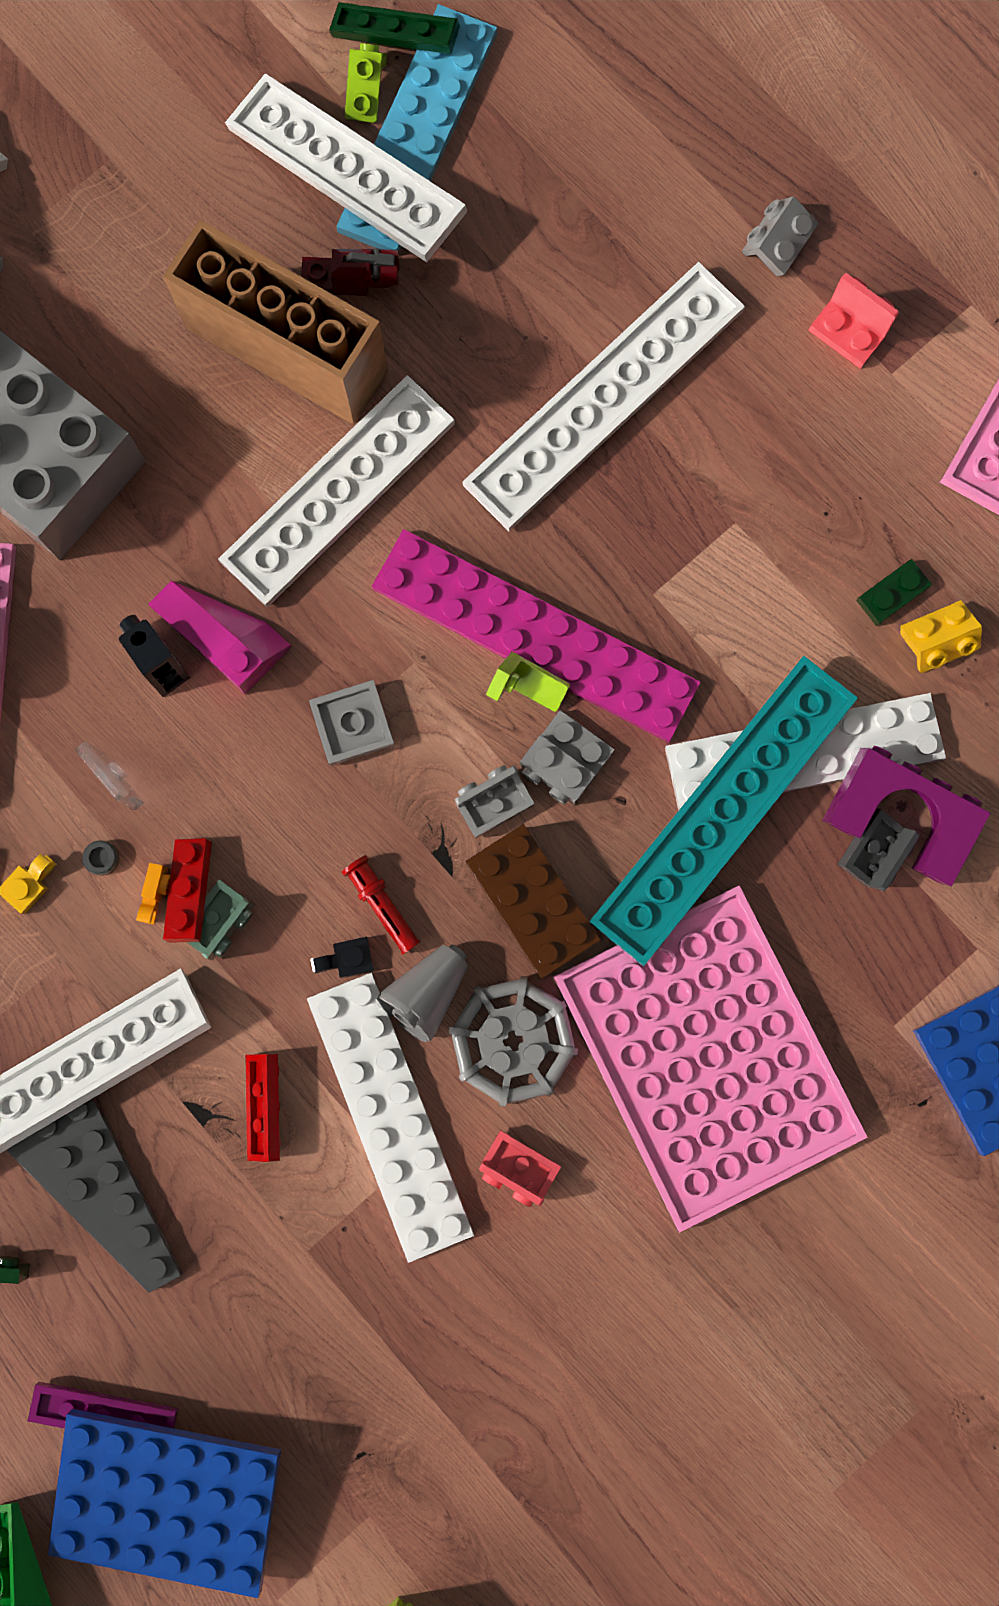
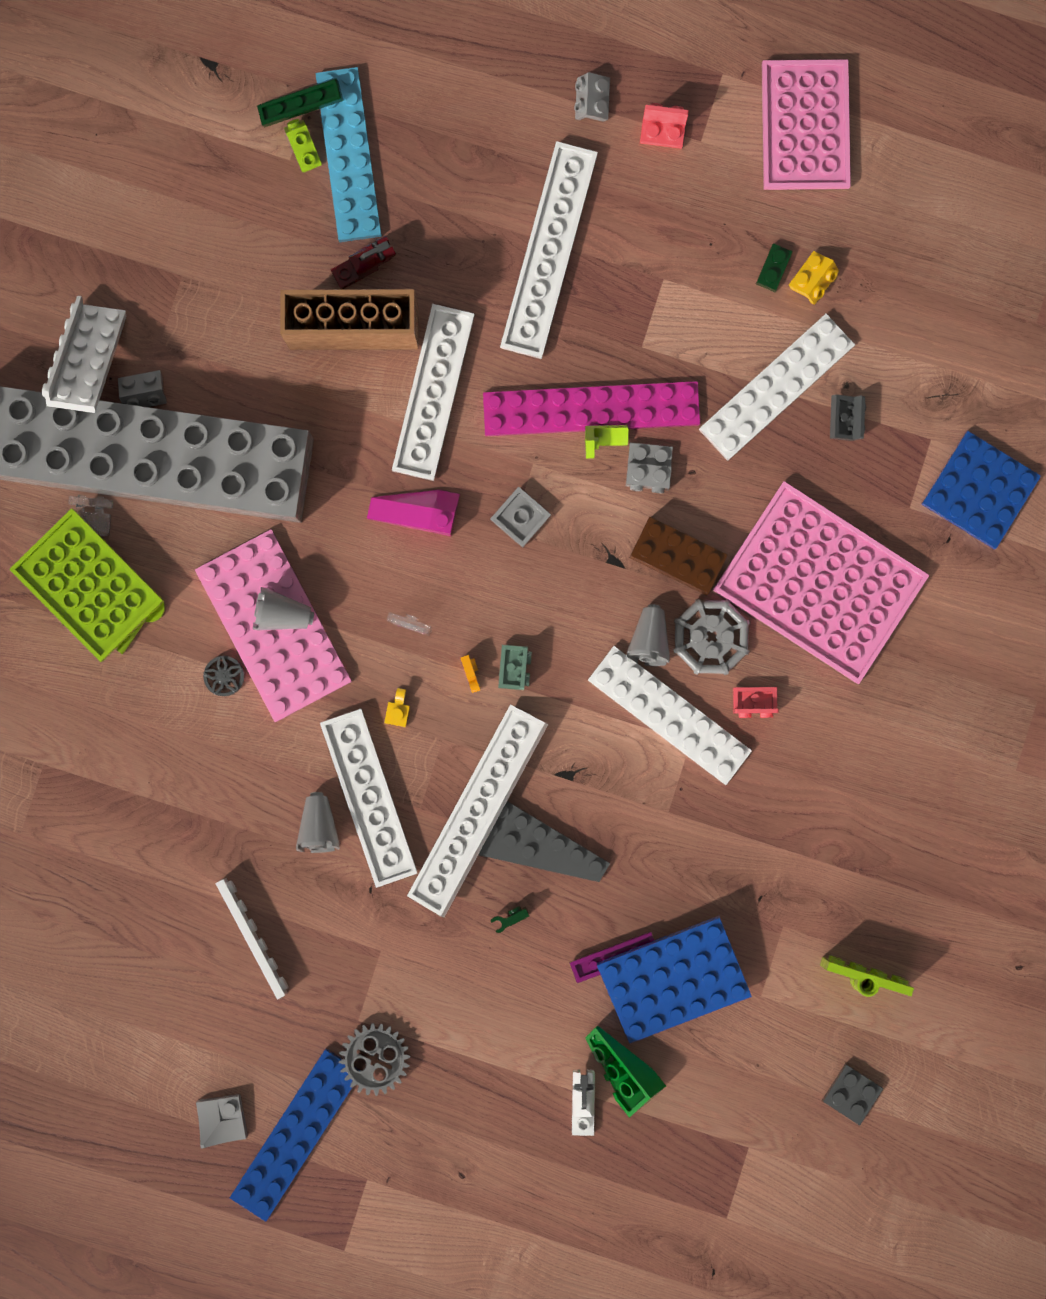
camera: 30 degrees left, 5 degrees up
(100, 858) = (428, 671): dark grey tile -> none
(151, 655) = (395, 546): black torso -> none
(187, 890) = (488, 660): red plate -> none
(262, 1107) = (599, 750): red plate -> none
(346, 167) = (325, 203): white plate -> none
(350, 958) = (596, 645): black plate -> none
(372, 890) = (585, 604): red pin -> none
(493, 800) = (625, 514): light grey bracket -> none
(723, 811) = (752, 445): teal plate -> none
(954, 819) = (879, 377): magenta arch -> none

